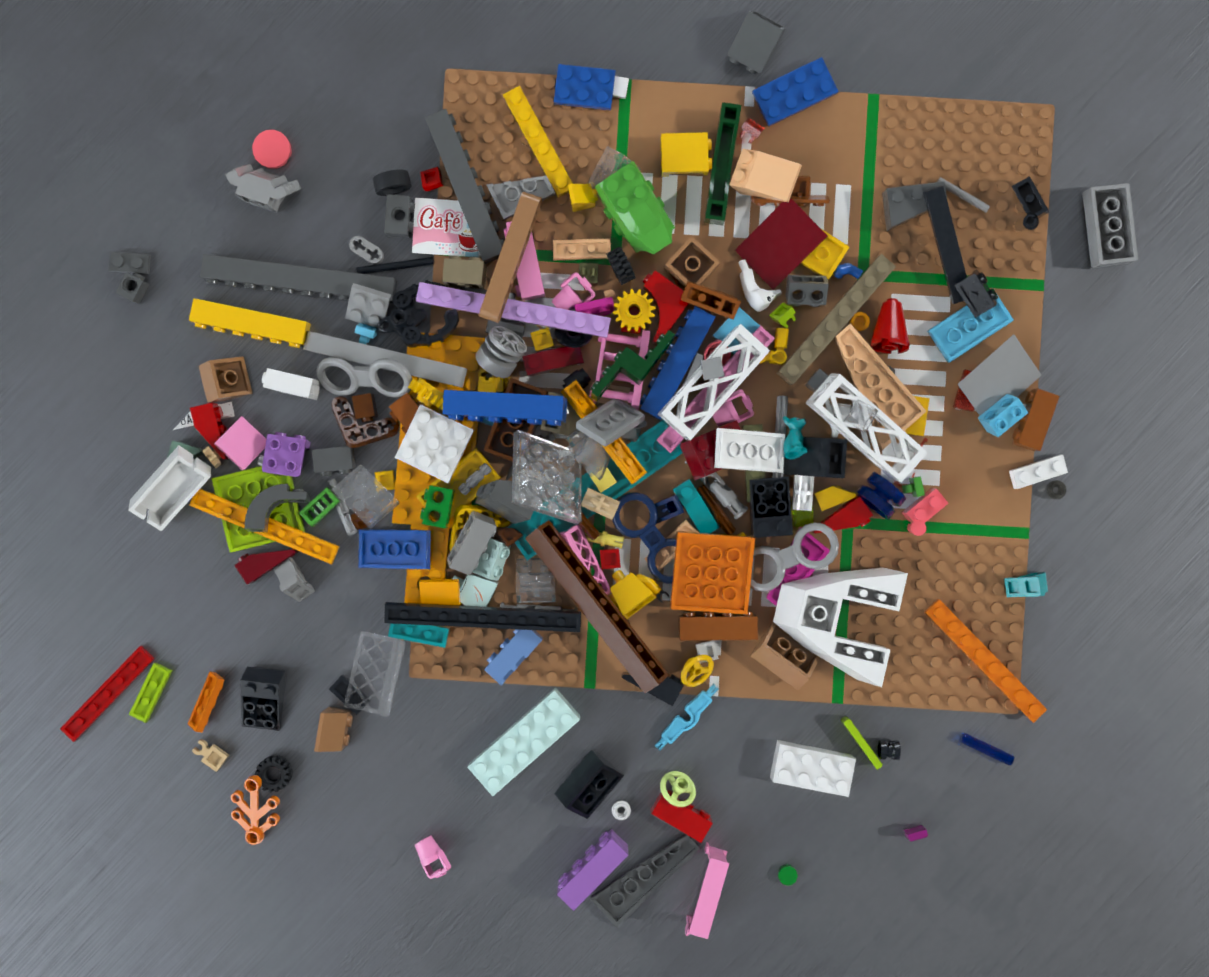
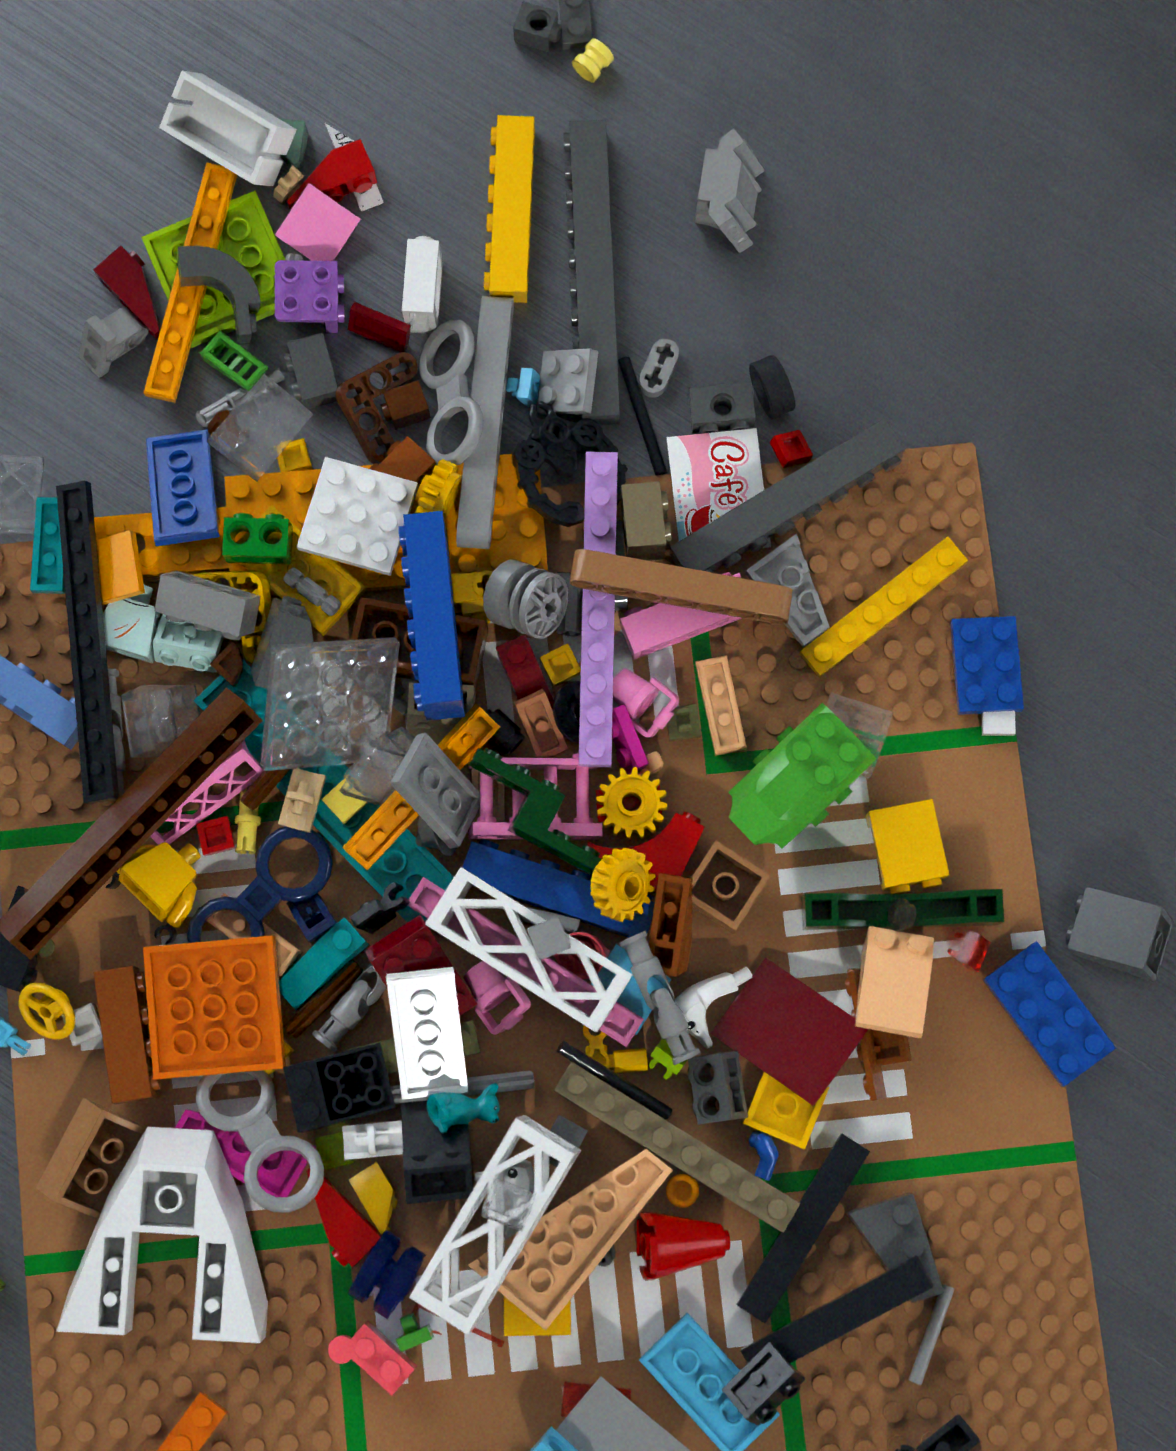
camera: 75 degrees right, 10 degrees down
(161, 256) = (592, 60): none -> light yellow wheel
(225, 379) = (415, 186): medium nougat slope -> none
(271, 149) = (793, 198): coral tile -> none
(312, 415) = (379, 327): none -> dark red tile
(577, 357) = (540, 724): none -> nougat plate
(582, 196) = (804, 687): yellow slope -> none
(620, 265) = (702, 769): black tyre -> none
(672, 470) = (378, 913): none -> black plate
(683, 323) = (621, 884): none -> yellow gear
(726, 164) = (901, 915): none -> clear smoke plate
(754, 312) = (667, 1014): none -> light grey piece
(792, 348) = (614, 1080): none -> black bar
(880, 244) = (803, 1229): none -> black tile

